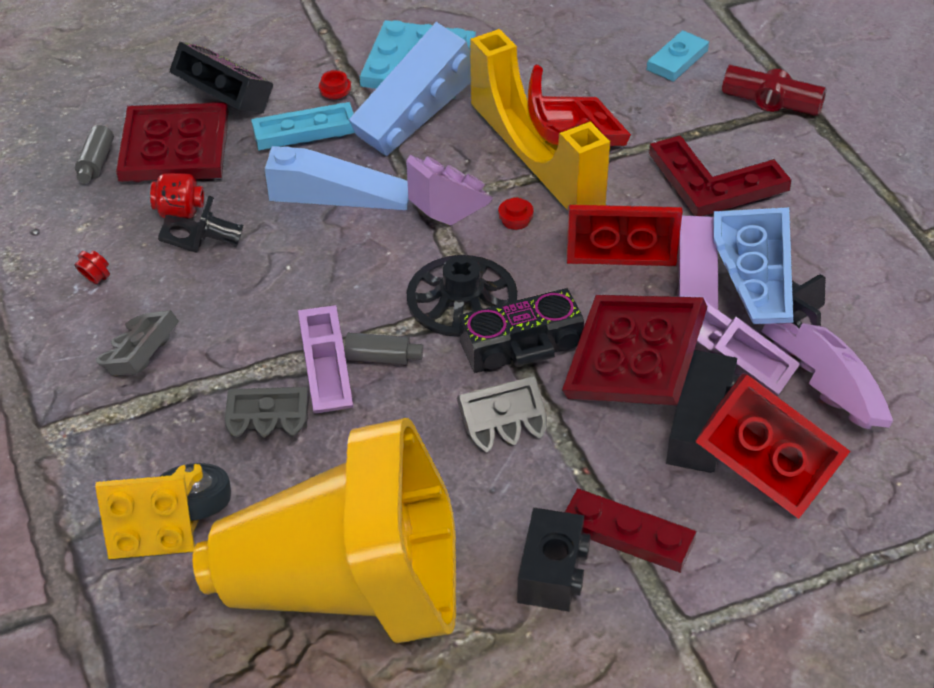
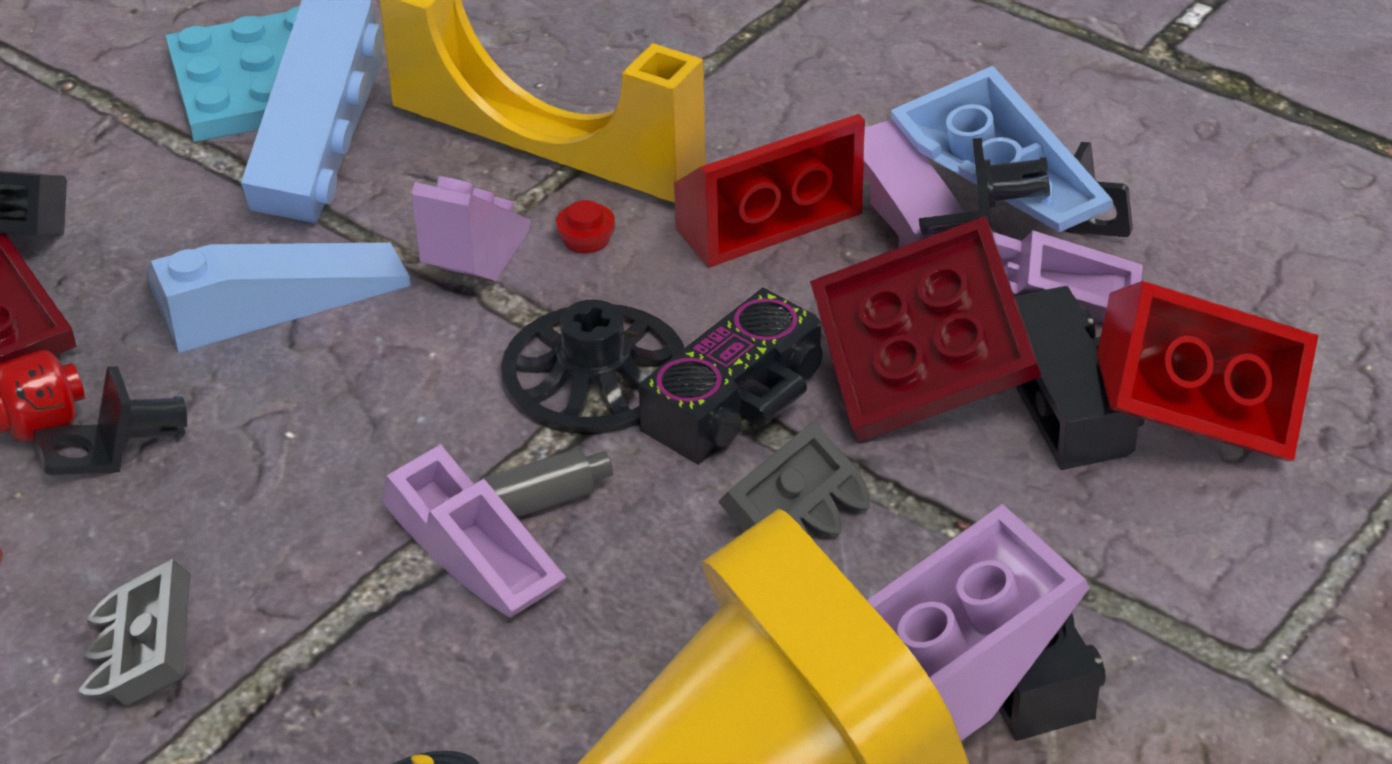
camera: 30 degrees left, 5 degrees down
(266, 410) = (438, 642): dark grey plate -> none
(303, 126) = (156, 224): medium azure plate -> none
(334, 85) = (158, 150): red plate -> none
(504, 527) = (981, 612): none -> lavender slope
(560, 113) = (561, 72): red piece -> none
(633, 530) = (1133, 569): dark red plate -> none
(720, 192) = (819, 99): dark red plate -> none
(728, 279) = (995, 184): none -> black bracket
(836, 370) = (1204, 256): lavender slope -> none

